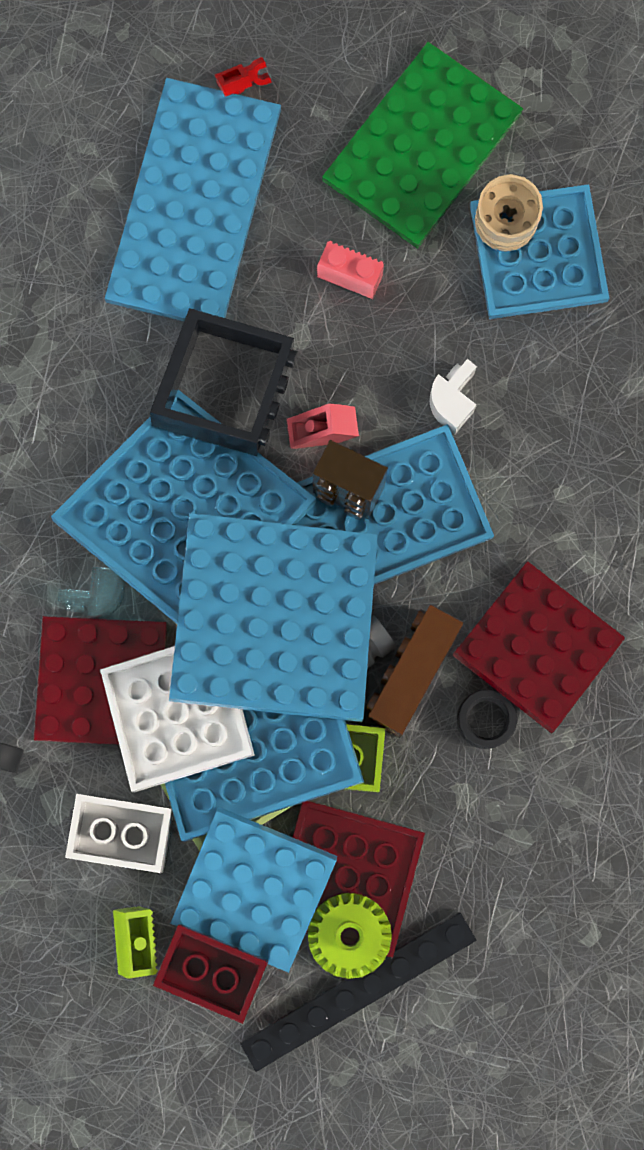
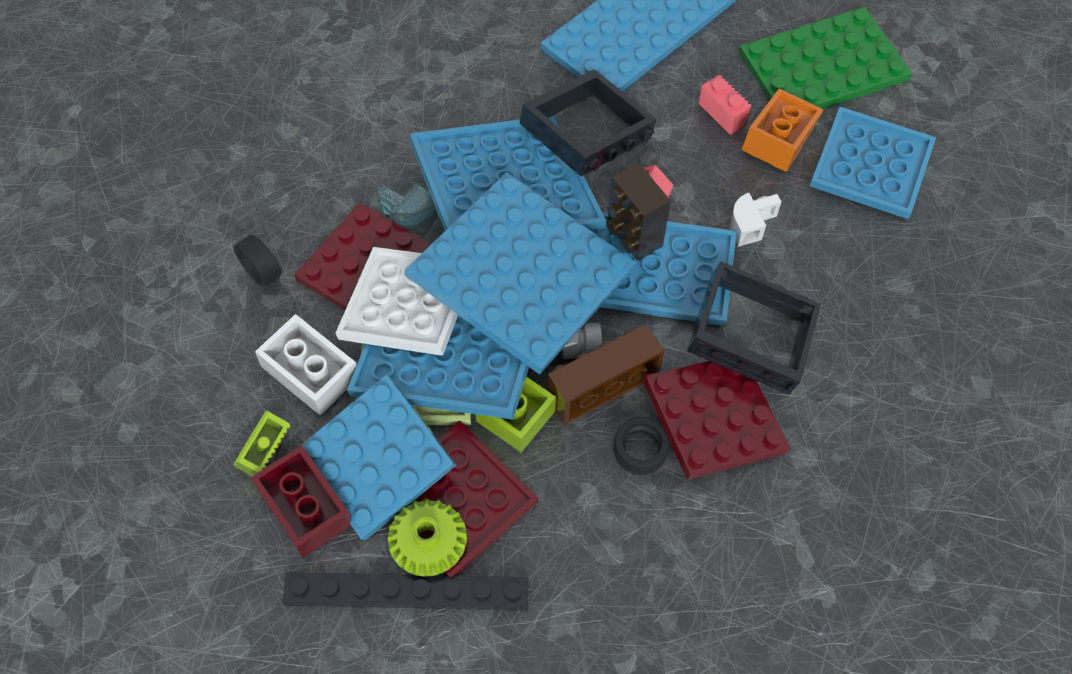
camera: 30 degrees right, 20 degrees down
(428, 267) = (781, 129): none -> orange slope
(516, 198) = (863, 115): tan wheel -> none
(528, 481) = (741, 359): none -> black window

